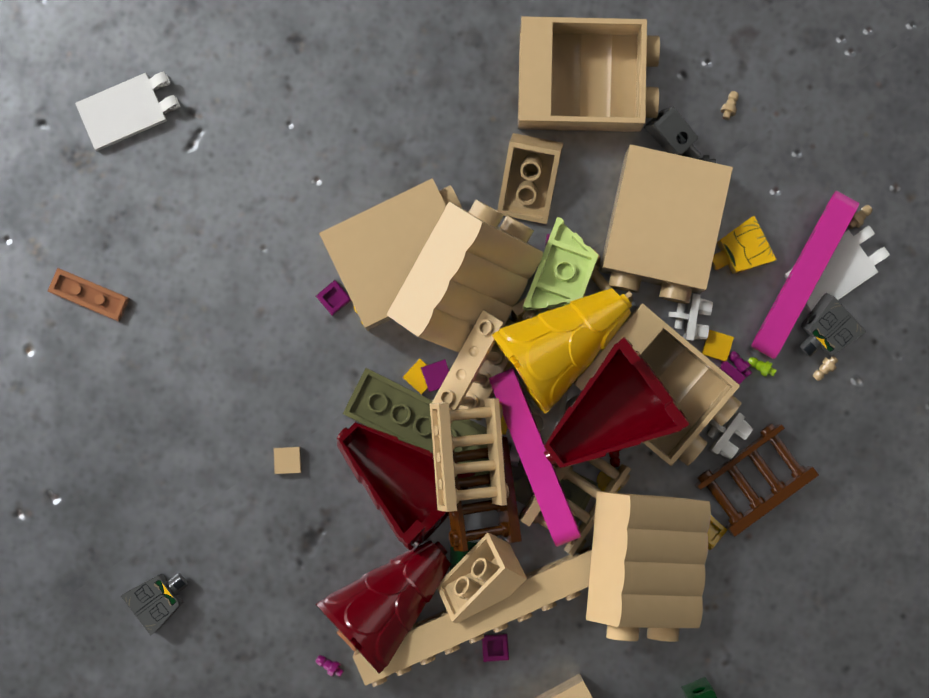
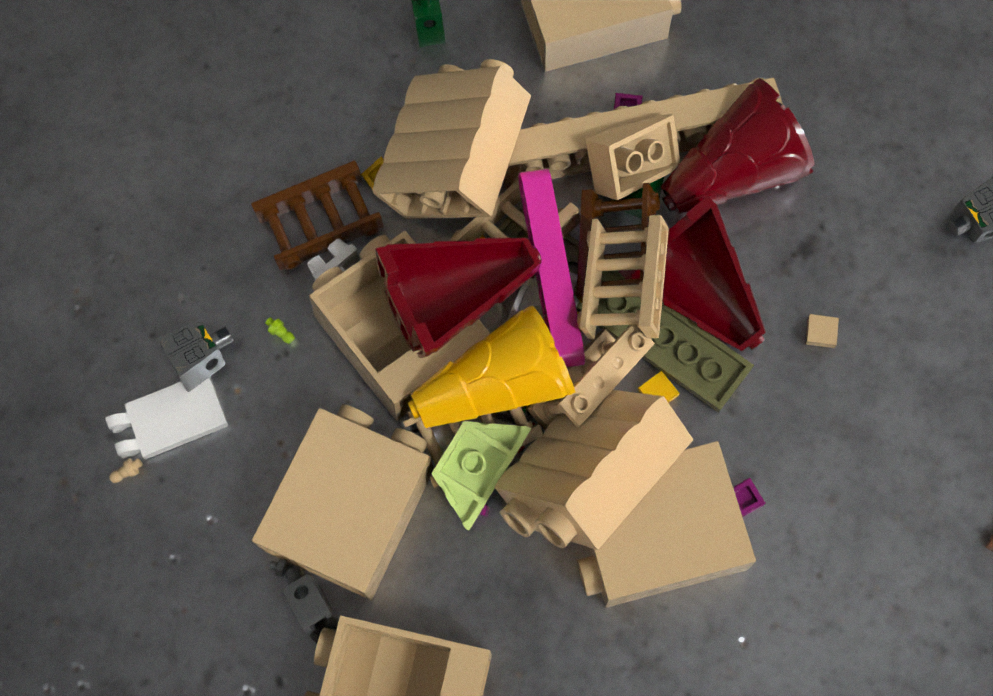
camera: 165 degrees left, 15 degrees down
(332, 668) = (804, 120): magenta piece -> none
(435, 374) = (641, 382): magenta tile -> none
(529, 178) = (489, 590): tan slope -> none
(692, 330) = (345, 381): white hips -> none
(717, 345) = (322, 361): yellow tile -> none
(729, 109) = (237, 626): tan piece -> none
(732, 372) = (315, 327): magenta tile -> none
(741, 365) = (301, 334): magenta piece -> none
(743, 248) = (262, 459): yellow torso -> none
(805, 275) = (203, 415): dark pink beam -> none
(827, 366) = (209, 317): tan piece -> none

